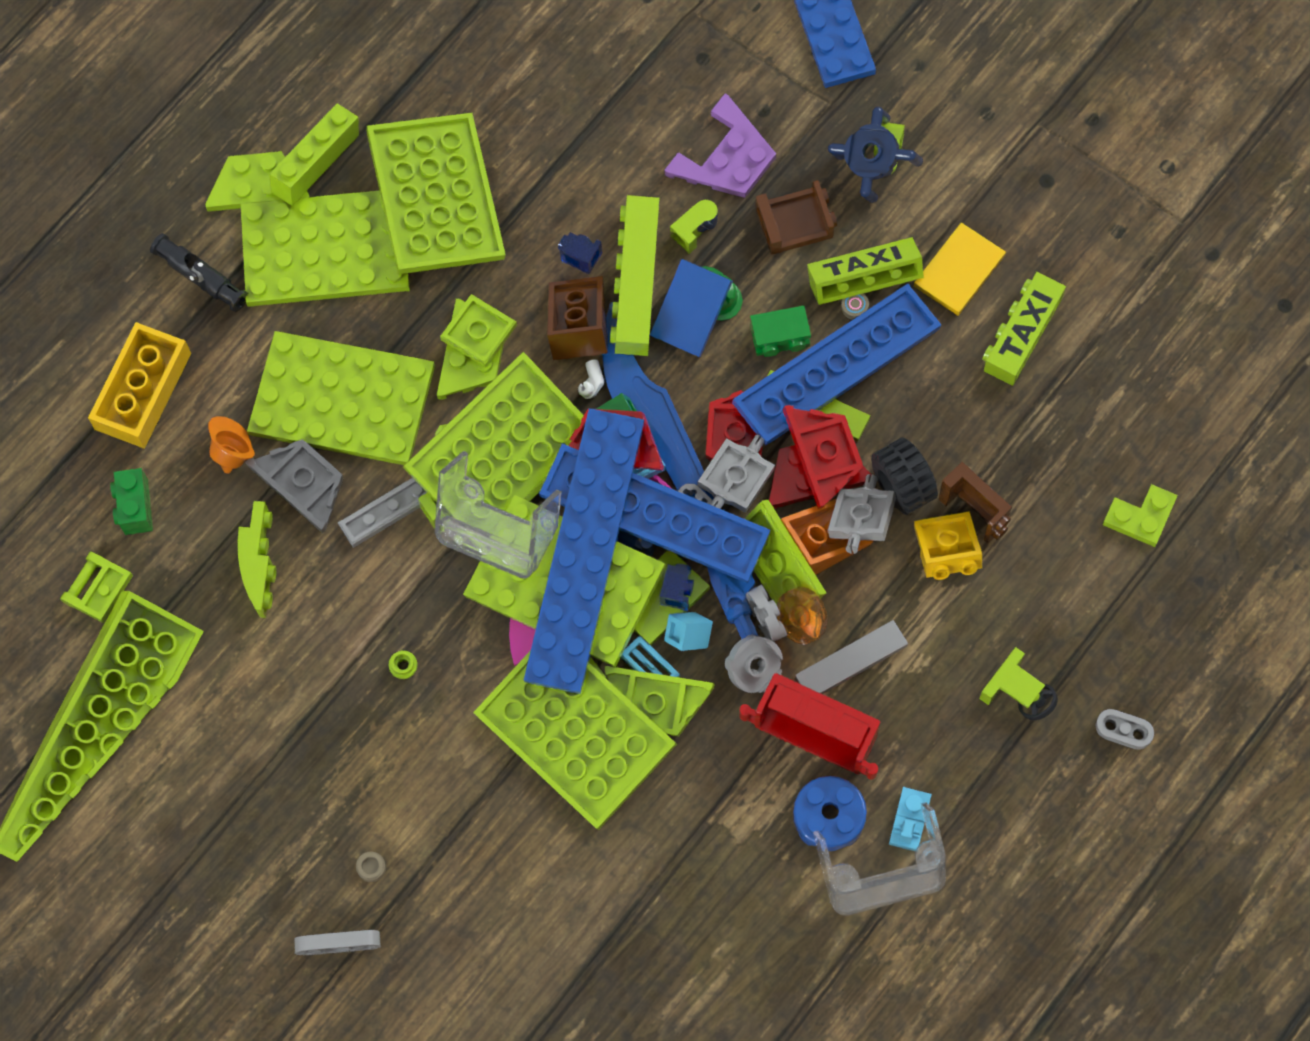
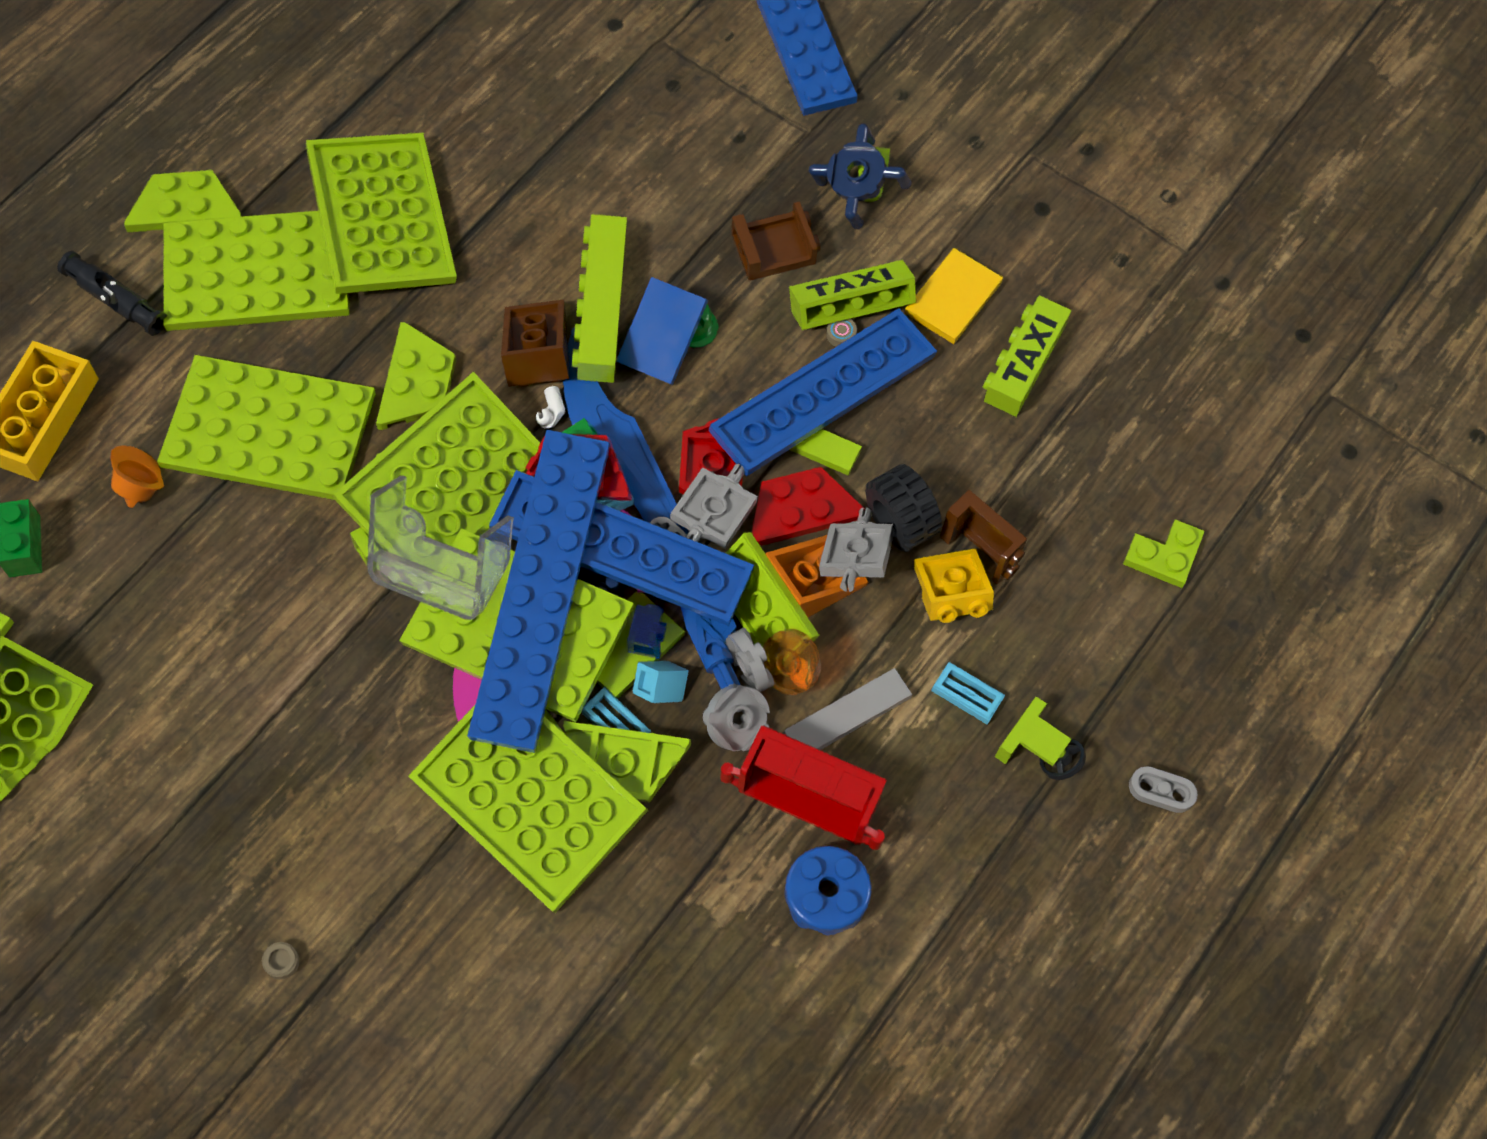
camera: 10 degrees left, 5 degrees down
(255, 568) = (156, 603): lime slope -> none
(301, 479) = (218, 515): flat silver wing -> none
(314, 154) = (246, 170): lime brick -> none
(337, 942) = (234, 1054): light grey beam -> none
(382, 512) = (309, 551): light grey tile -> none
(403, 656) = (323, 714): lime plate -> none
(478, 330) = (424, 354): lime tile -> none
(580, 252) = (539, 274): clear blue brick -> none
(693, 223) = (664, 246): lime leg -> none
(735, 162) = (708, 187): medium lavender wing -> none
(780, 331) = (760, 356): green brick -> none
(824, 450) = (813, 481): red wing -> none
(854, 895) = (857, 986): clear windscreen -> none
(909, 819) = (921, 896): medium azure hinge -> none
(972, 663) = (961, 702): none -> medium azure tile

